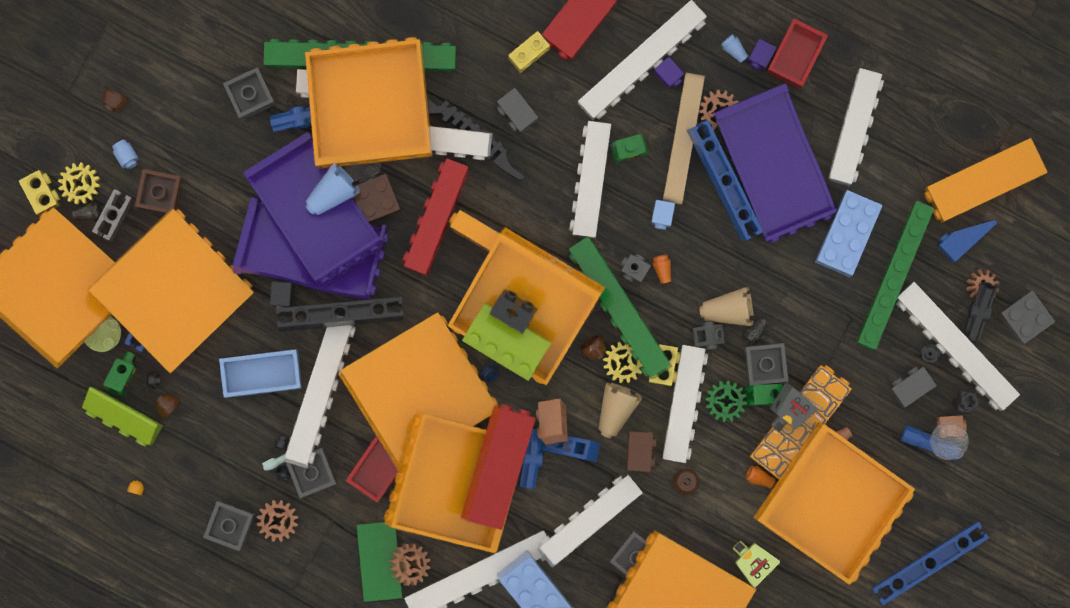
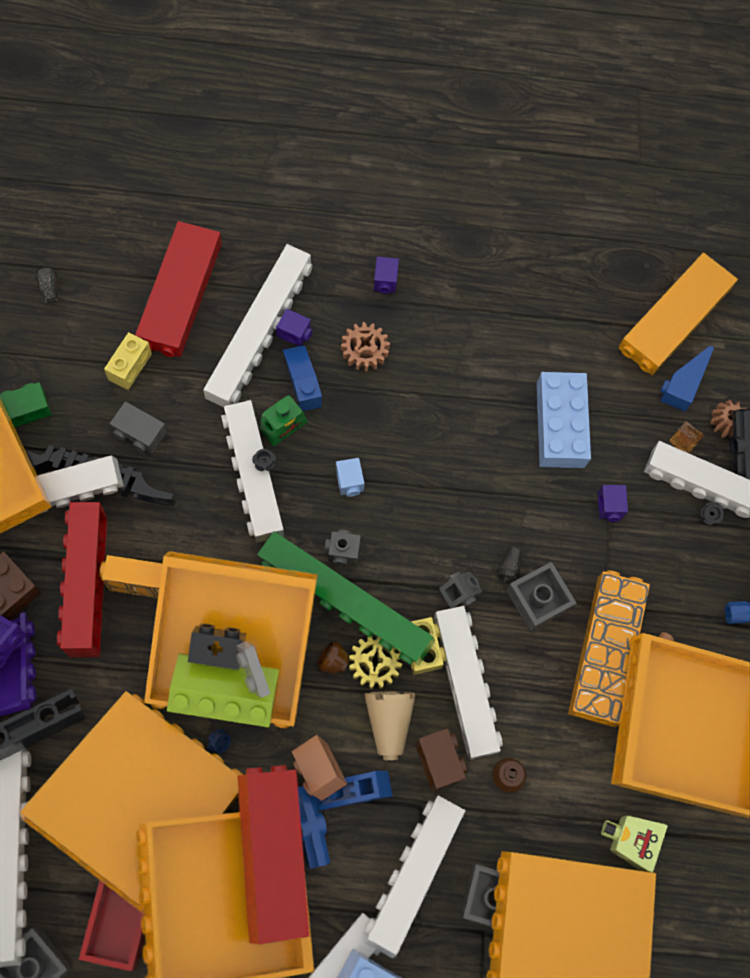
camera: 30 degrees left, 15 degrees down
(531, 330) = (249, 661): none -> light grey plate
(602, 183) = (264, 454): none -> black plate
(659, 116) = (303, 378): none -> blue slope
(663, 268) = (374, 536): orange cone -> none
(682, 142) = (339, 389): tan beam -> none
(717, 167) = (391, 400): blue piece -> none
(726, 392) = (511, 649): green gear -> none
(729, 308) = (470, 550): tan cone -> none
(734, 48) = (354, 279): light blue cone -> none
(757, 476) = (590, 732): orange cone -> none
(761, 394) = (555, 631): green torso -> none
(775, 163) = (450, 374): dark purple panel -> none
(791, 408) = (596, 631): dark grey torso -> none
(797, 54) = (423, 258): red piece -> none
(854, 127) = (517, 311): white brick -> none
(856, 314) = (612, 502): none -> dark purple brick
(894, 275) = (634, 445): green brick -> none
(912, 387) = (712, 556): dark grey brick -> none
(942, 285) = (686, 437): none -> clear orange slope

